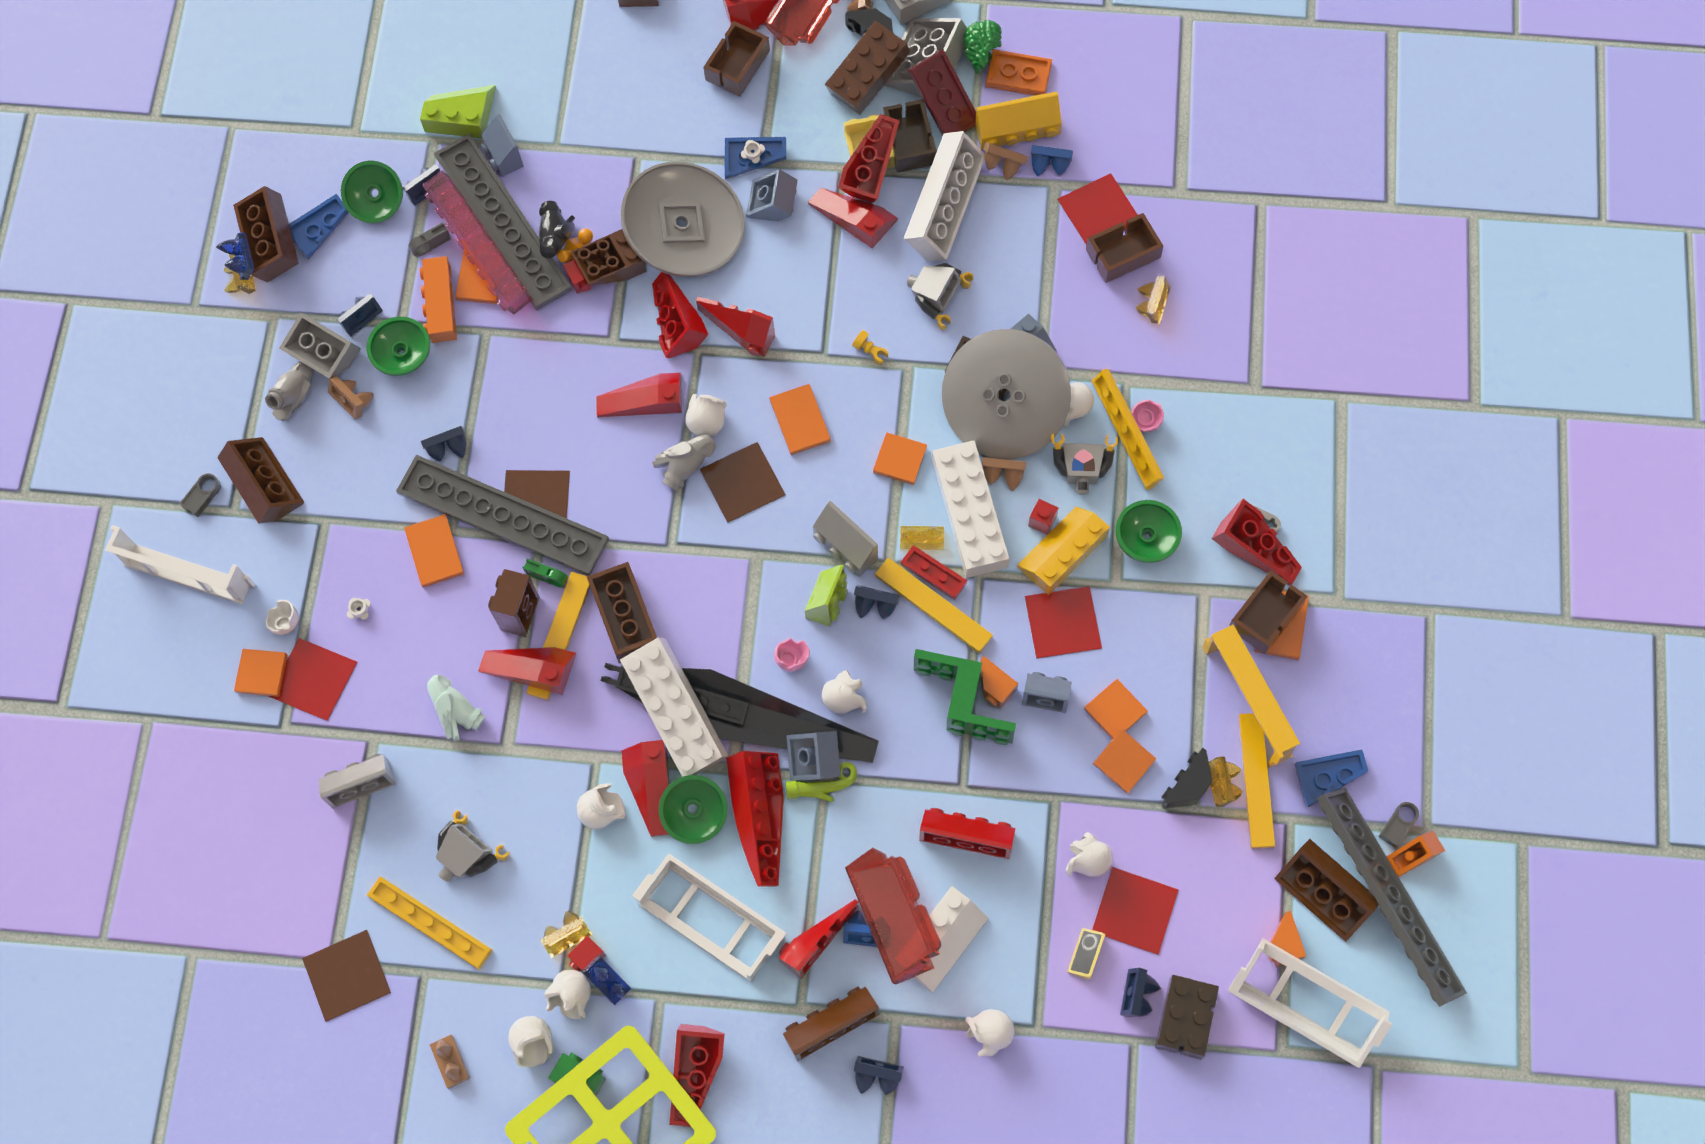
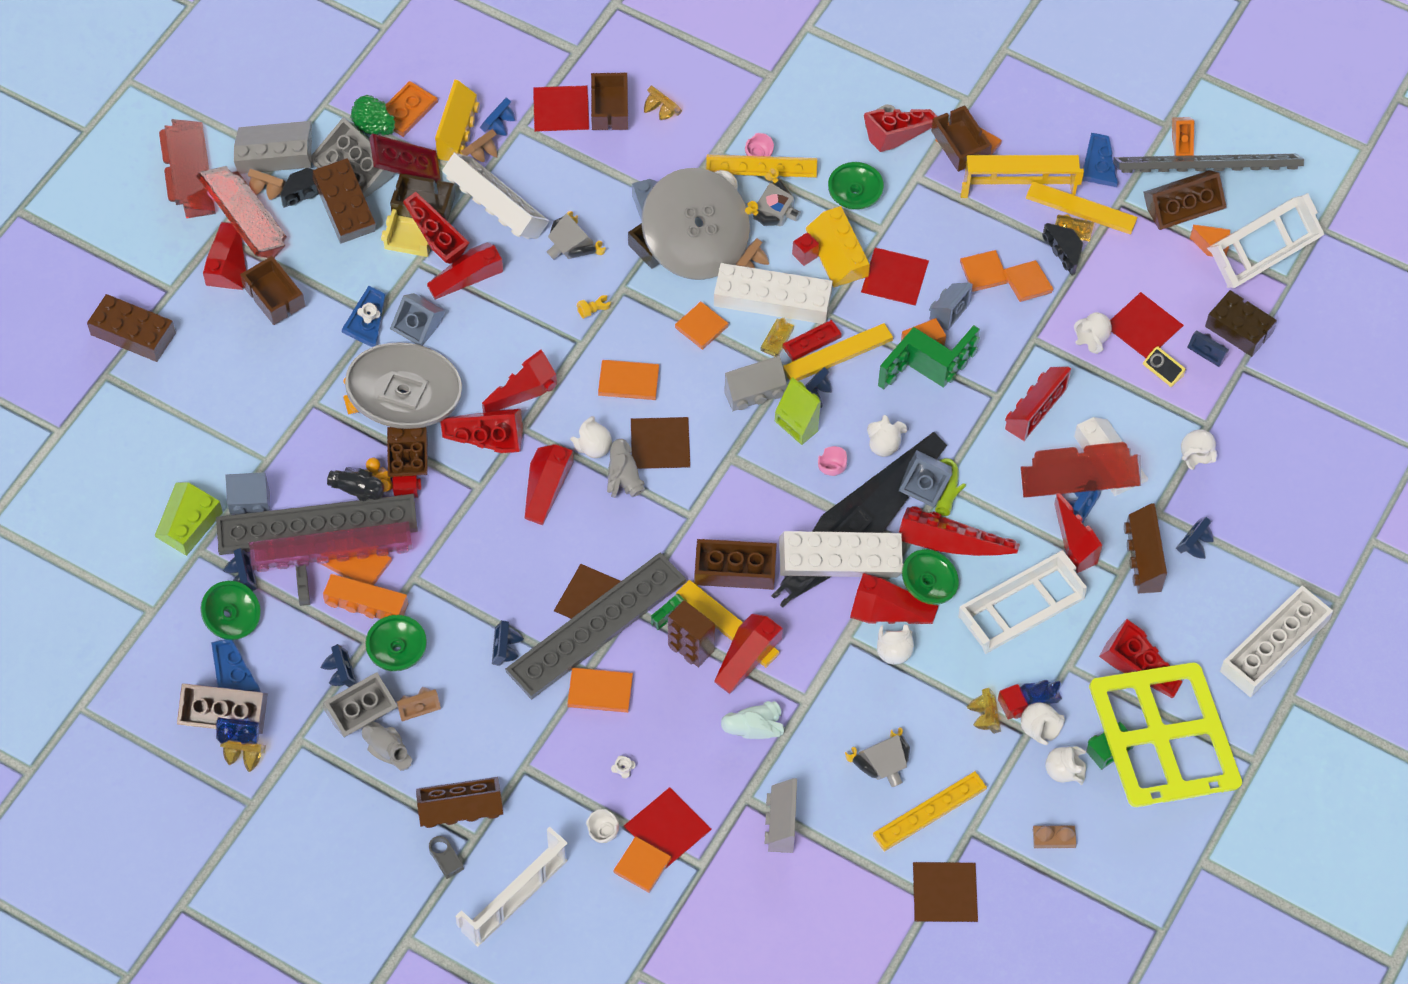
camera: 70 degrees left, 10 degrees down
(1396, 828) = (1158, 141): dark grey piece -> none

